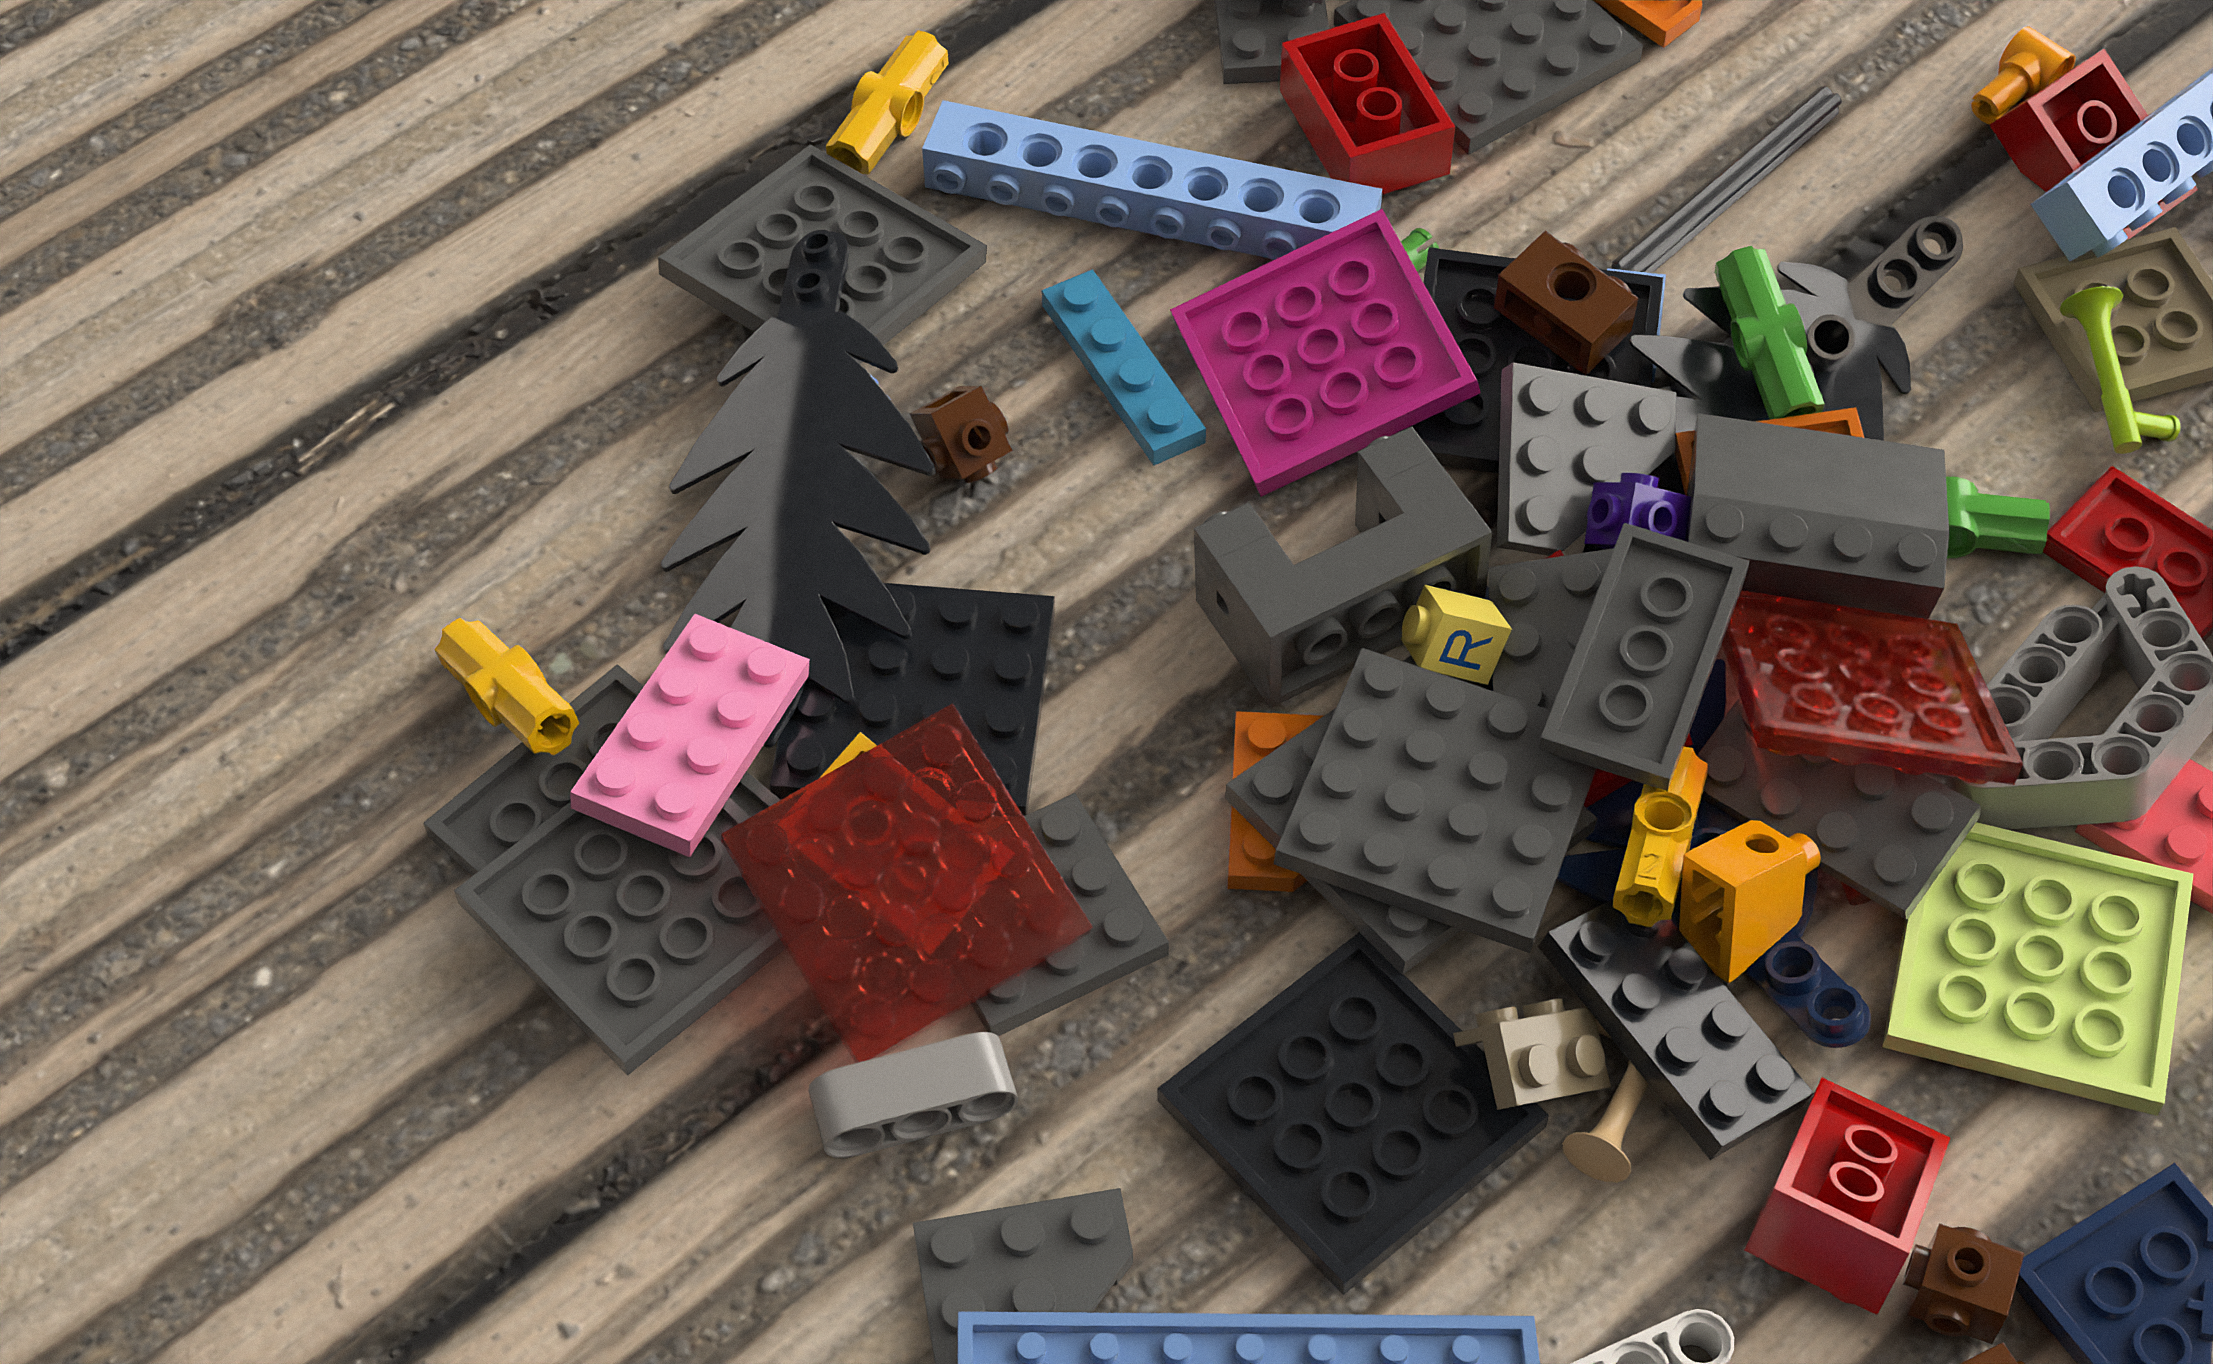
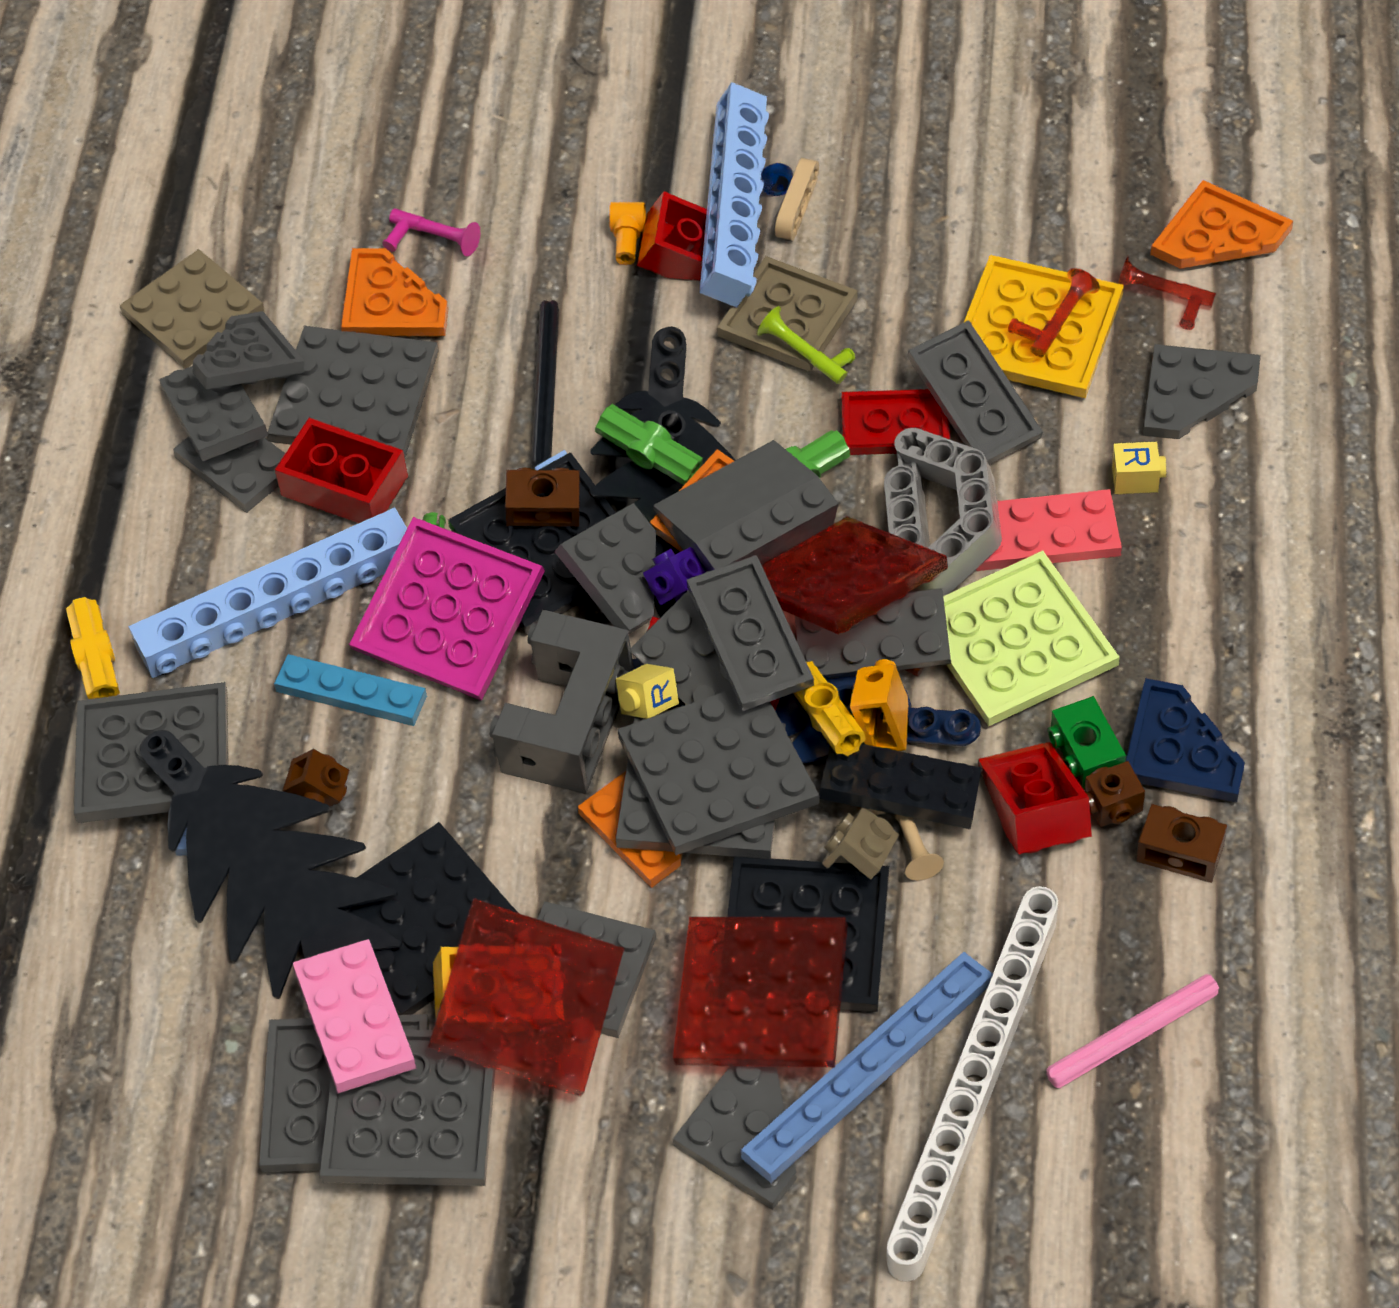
camera: 40 degrees left, 0 degrees up
(507, 686) = (230, 1071): yellow piece -> none
(912, 1094) = (615, 1087): light grey beam -> none
(1206, 1134) = (761, 992): none -> clear red plate
(2015, 1148) = (1084, 724): none -> green brick

